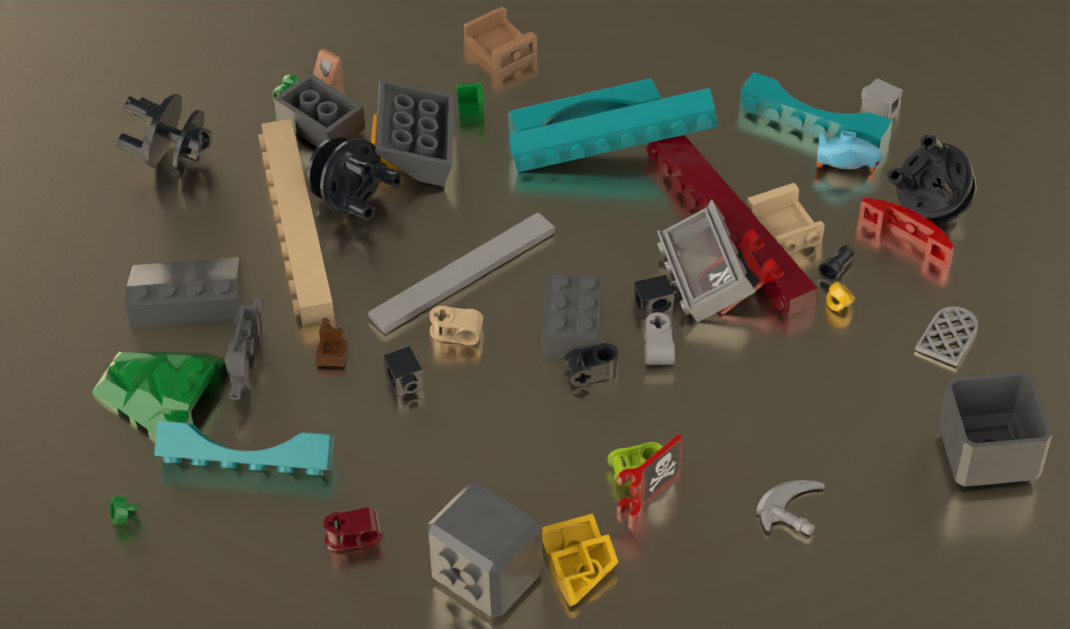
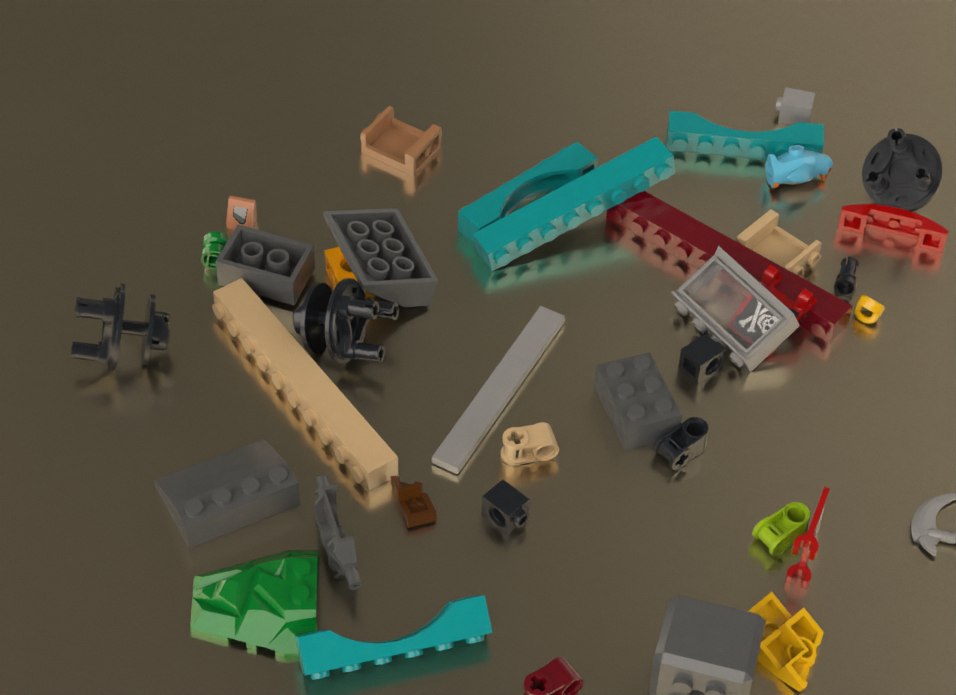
camera: 25 degrees left, 0 degrees up
(470, 103) = (413, 210): green panel -> none
(658, 341) = (732, 401): light grey piece -> none

